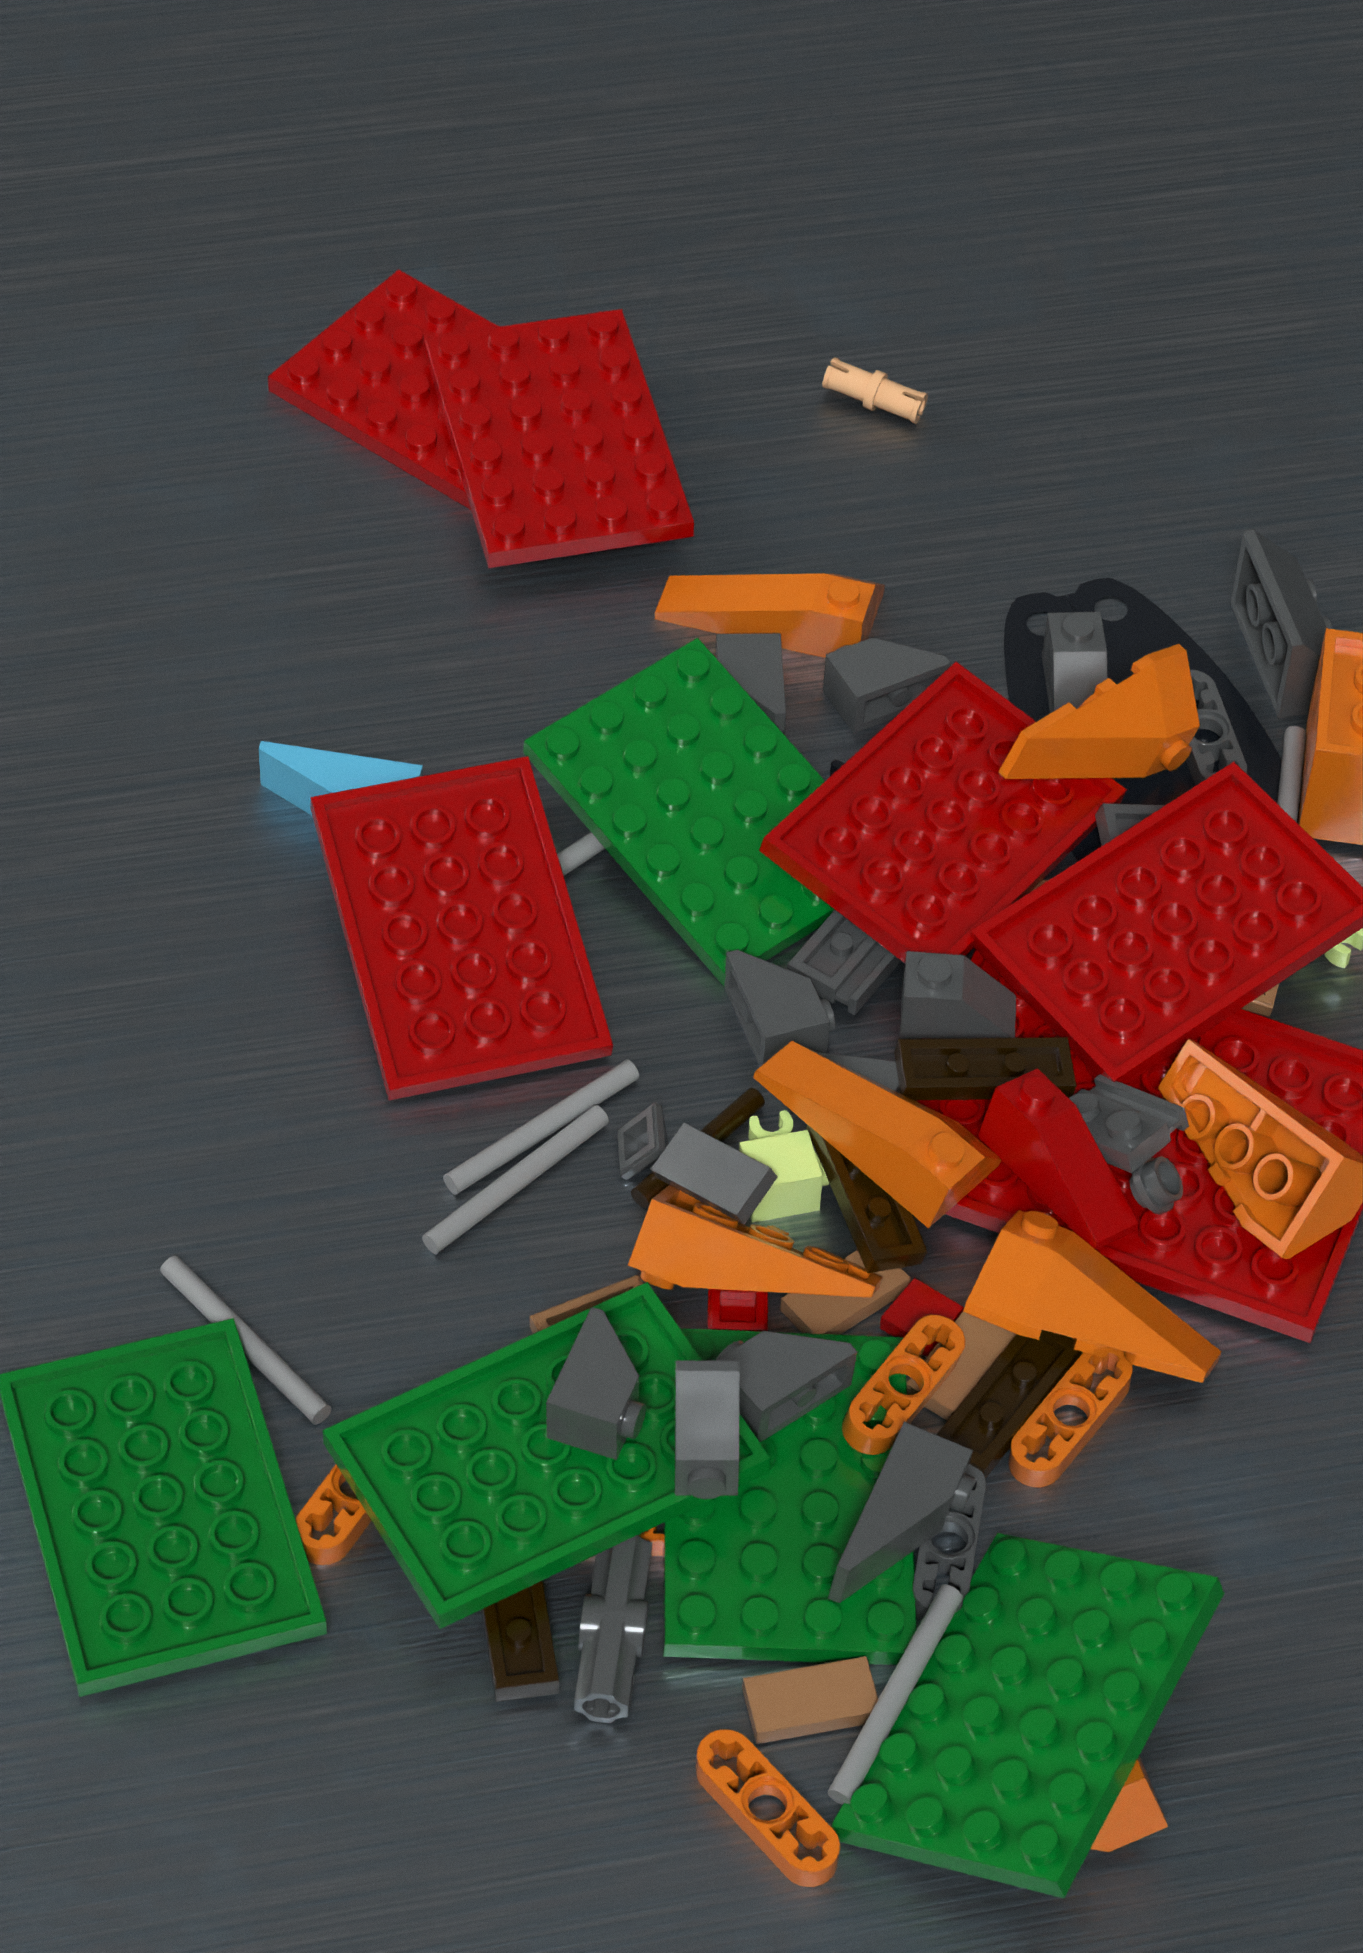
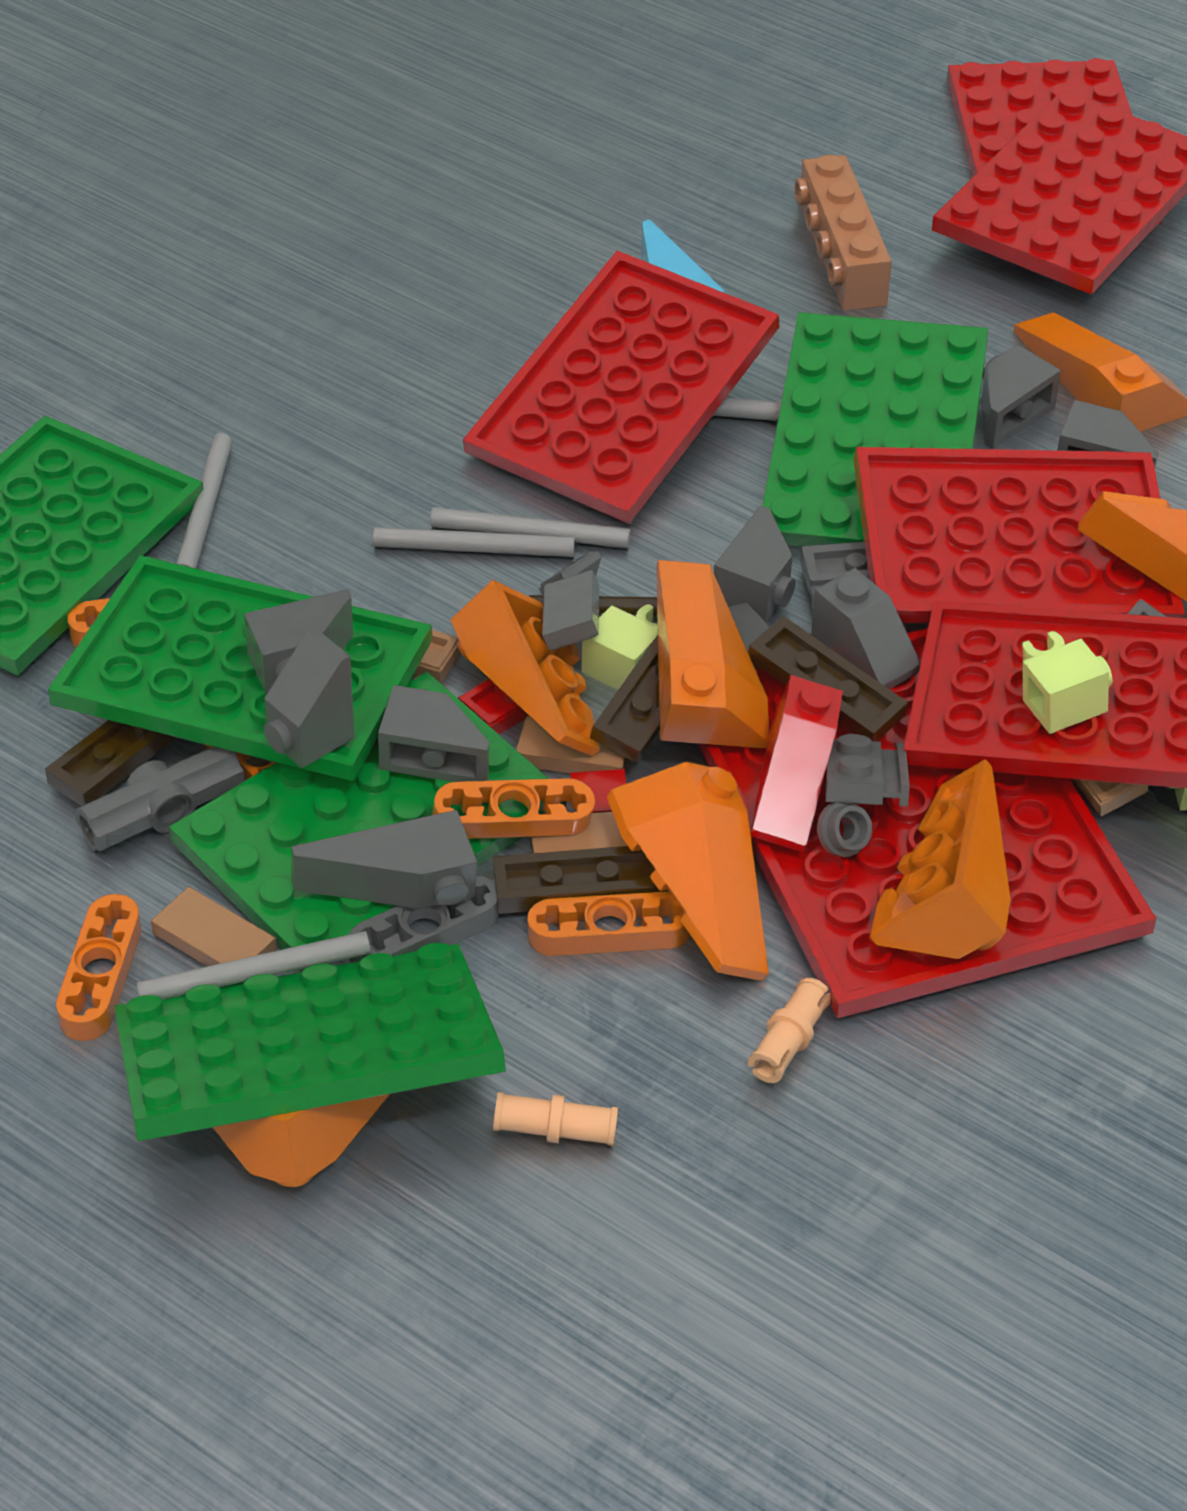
camera: 50 degrees right, 5 degrees down
(420, 624) = (844, 232): none -> nougat brick
(1180, 928) = (1064, 682): none -> yellowish green brick
(1251, 1600) = (555, 1118): none -> light nougat pin
(1301, 1382) = (789, 1030): none -> light nougat pin

